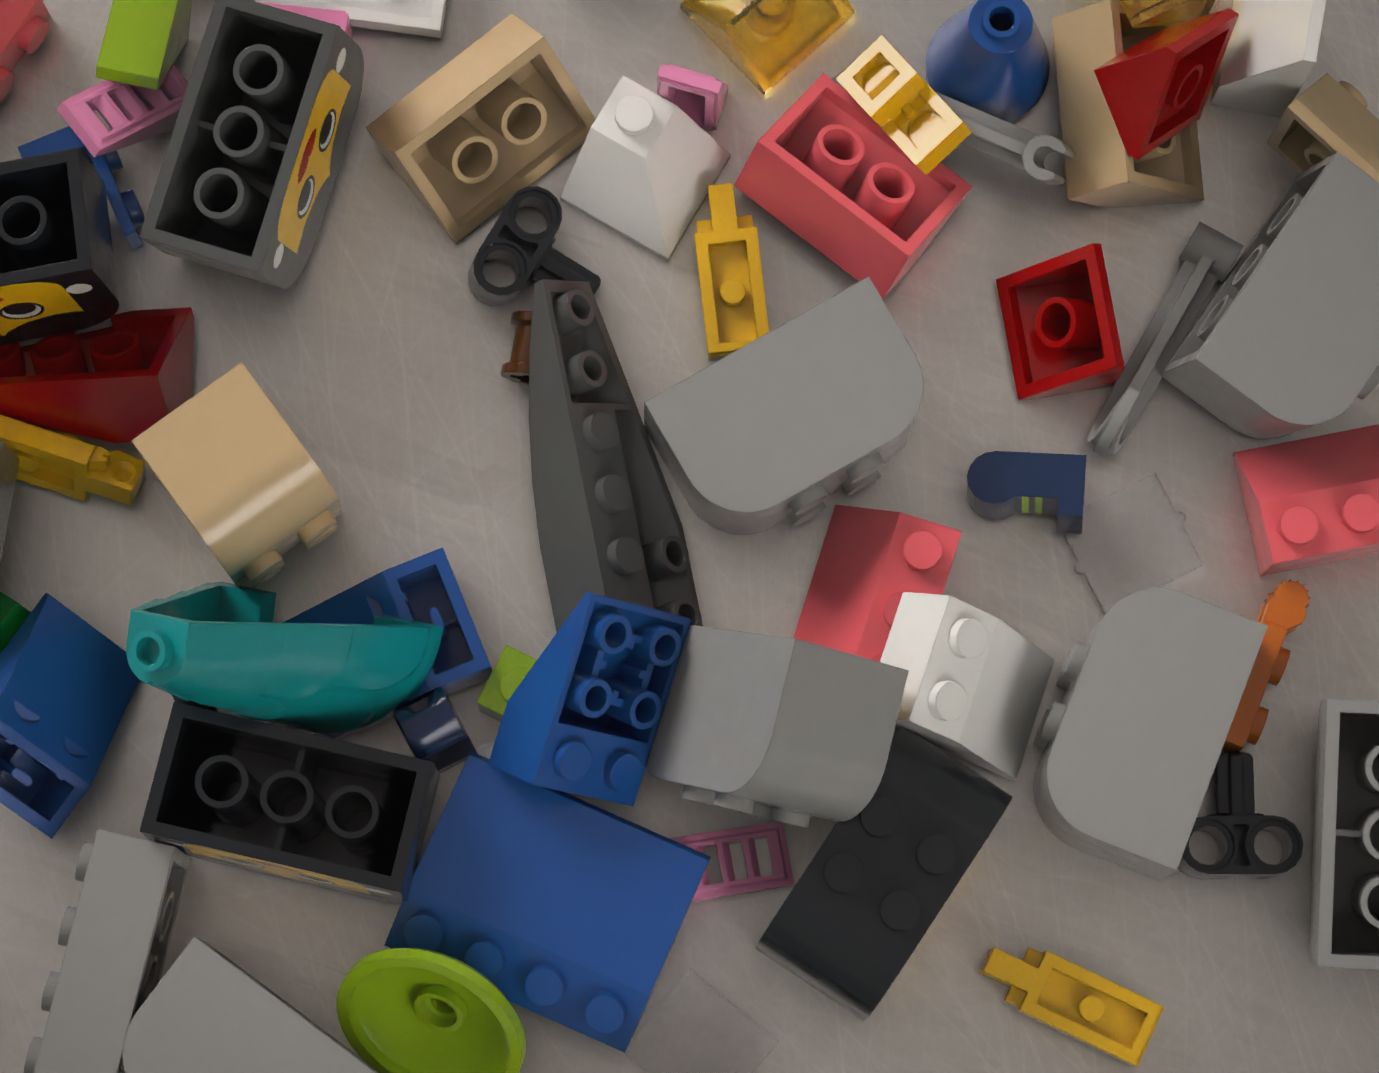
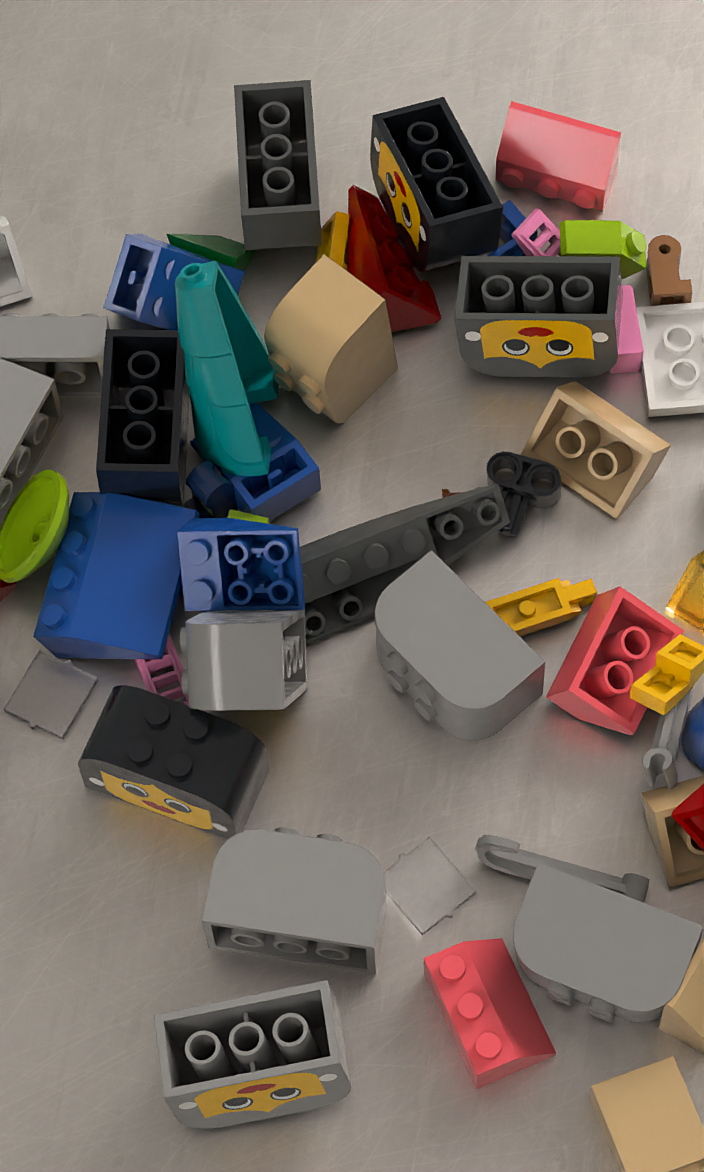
camera: 85 degrees right, 15 degrees down
(644, 169) = (595, 542): white slope -> none
(693, 92) = (650, 556): bright pink slope -> none
(865, 570) = (342, 736): coral slope -> none
(968, 680) = (300, 777): white slope -> none
(1029, 484) = (447, 810): dark blue leg -> none
(1061, 325) = (558, 811): red slope -> none
(1076, 1002) = (117, 904): yellow hinge -> none
(1237, 826) = (248, 978): black beam -> none
(1282, 615) = (360, 975): orange hinge -> none

